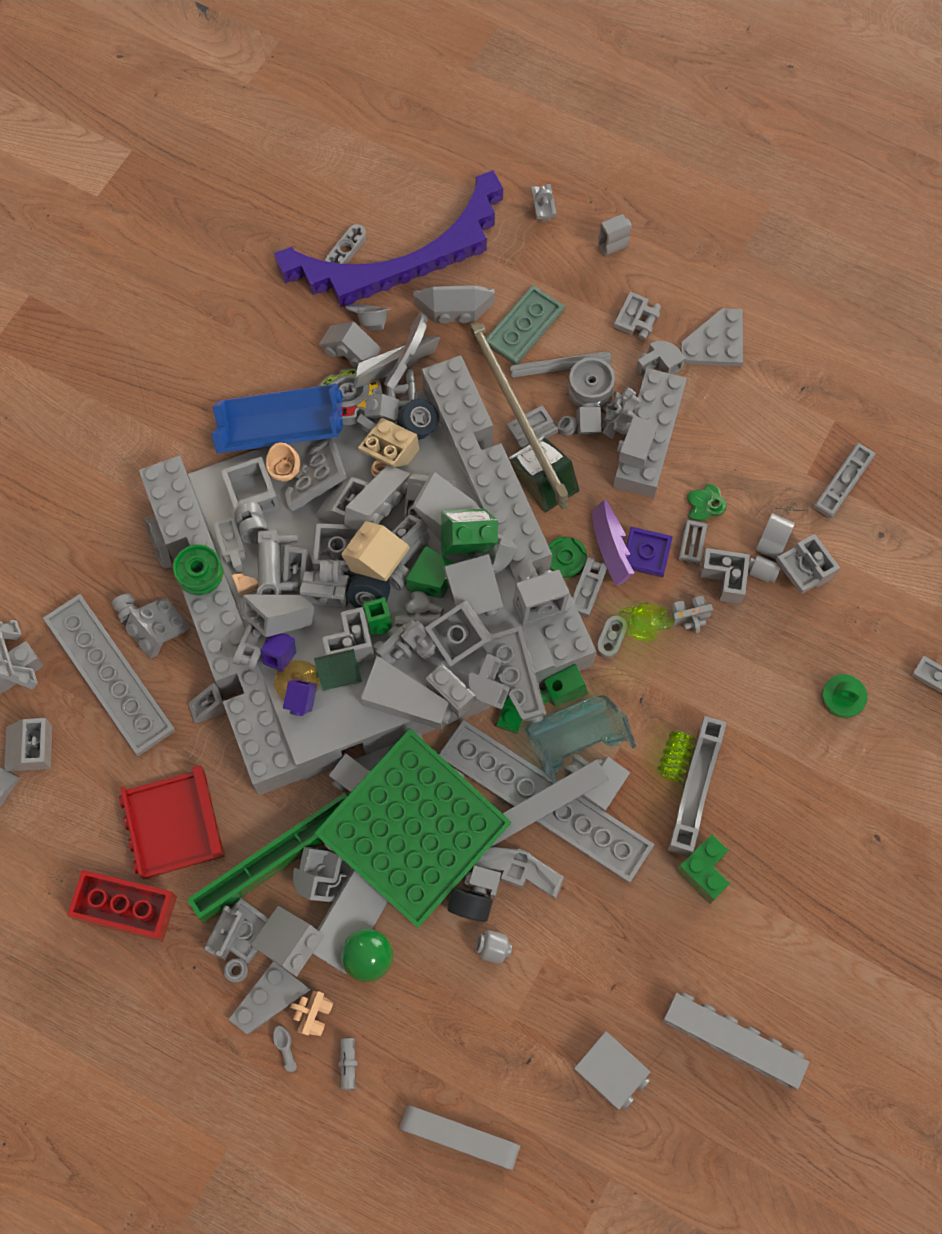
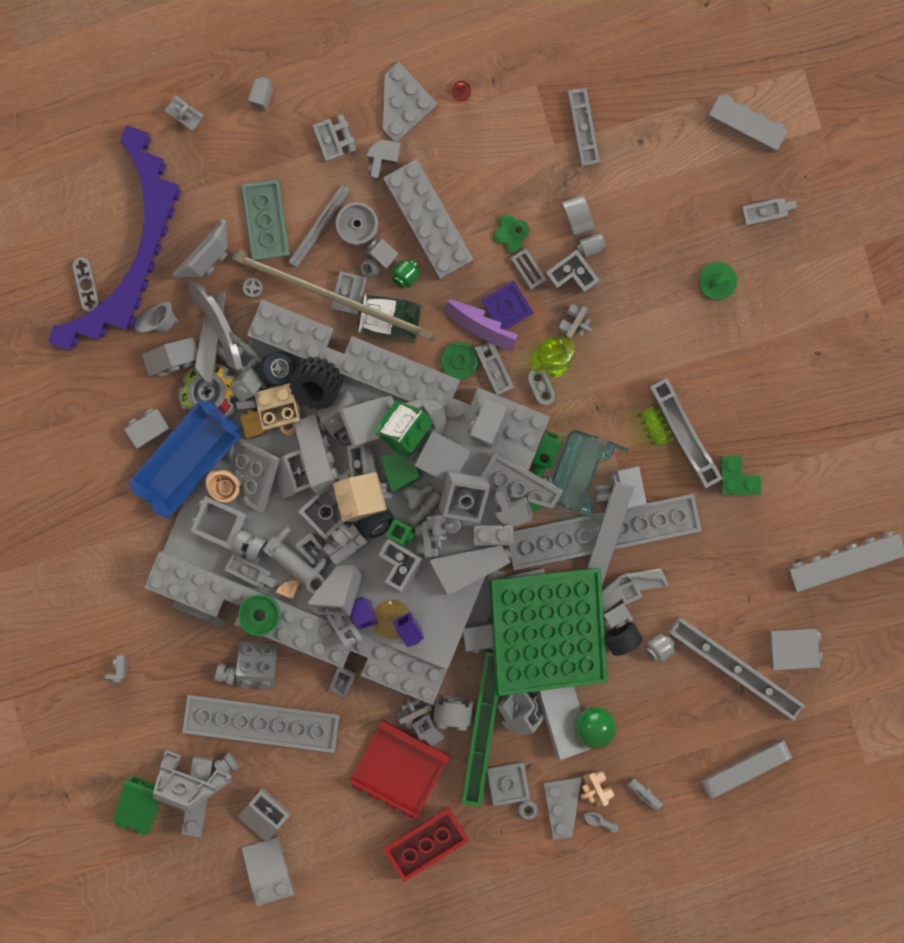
camera: 45 degrees left, 20 degrees up
(47, 678) = (228, 764): none -> light grey wheel
(56, 525) = (120, 666): none -> light grey bracket
(224, 932) = (500, 798): light grey hinge -> none
(225, 785) = (411, 710): none -> light grey hips
(228, 813) = (427, 730): none -> light grey brick
(265, 818) = (452, 712): none -> light grey brick
(275, 377) = (147, 428): none -> light grey brick
(287, 940) = (542, 766): light grey brick -> none
(338, 669) = (413, 590): clear green piece -> none
(351, 442) = (252, 424): none -> pearl gold brick
(440, 437) = (316, 382): none -> black tyre
(467, 355) = (251, 285): none -> light grey wheel
(542, 1037) = (736, 668): none -> light grey tile
(590, 453) = (405, 274): none -> green head
(619, 412) = (397, 228): light grey gear -> none
(638, 442) = (435, 245): light grey brick -> none
(769, 375) = (459, 94): none -> clear red wheel
(808, 564) = (617, 217): light grey brick -> none

